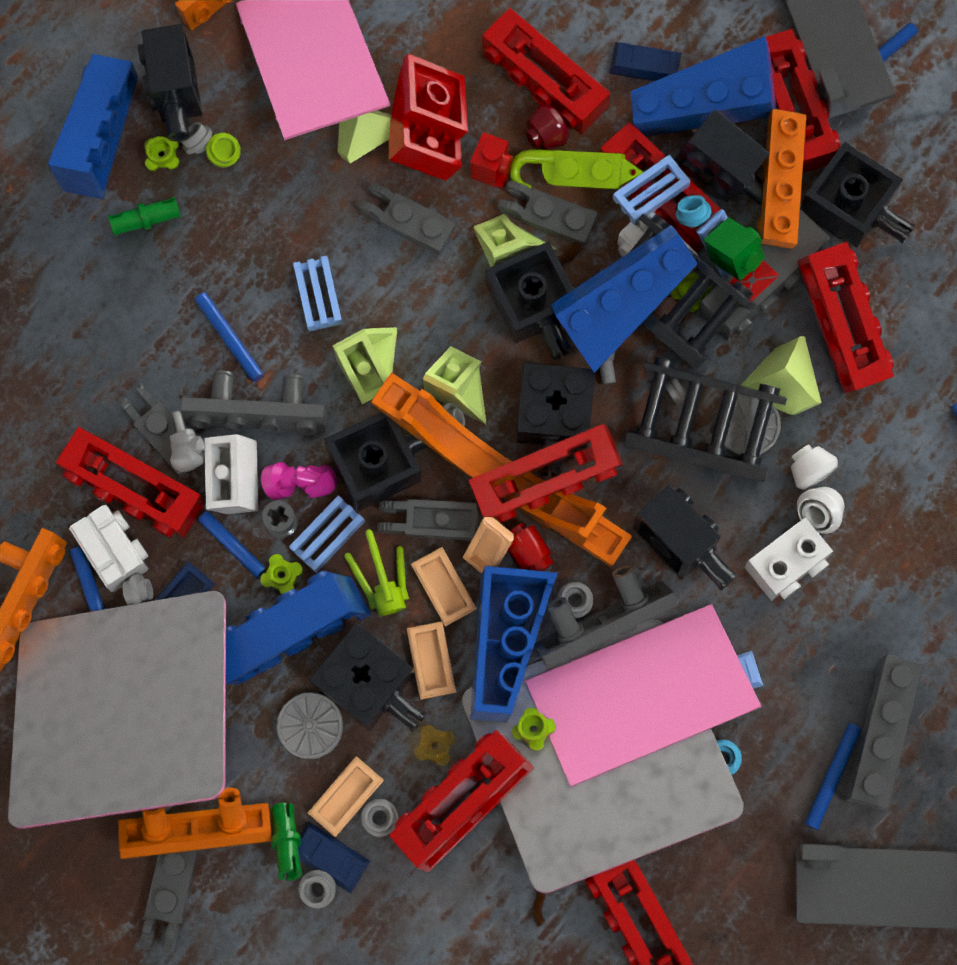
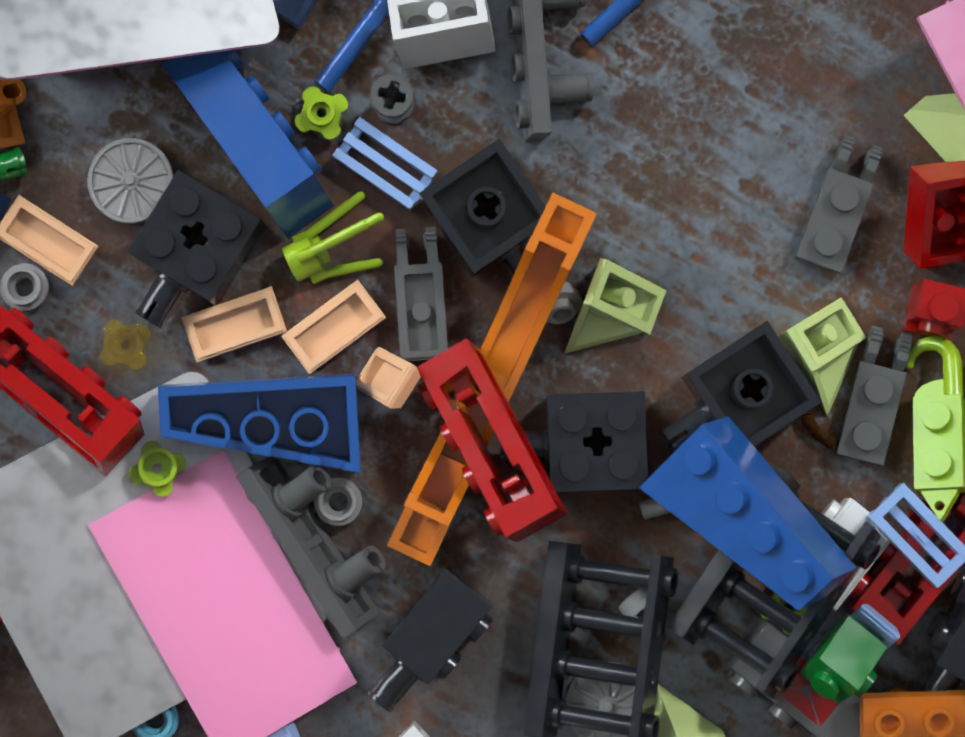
camera: 80 degrees right, 10 degrees up
(281, 480) = (446, 92): dark pink arm -> none
(311, 266) = (752, 86): light blue tile -> none
(367, 359) = (626, 183): yellowish green slope -> none
(529, 549) = (395, 433): red brick -> none
(693, 211) = (892, 597): medium azure plate -> none

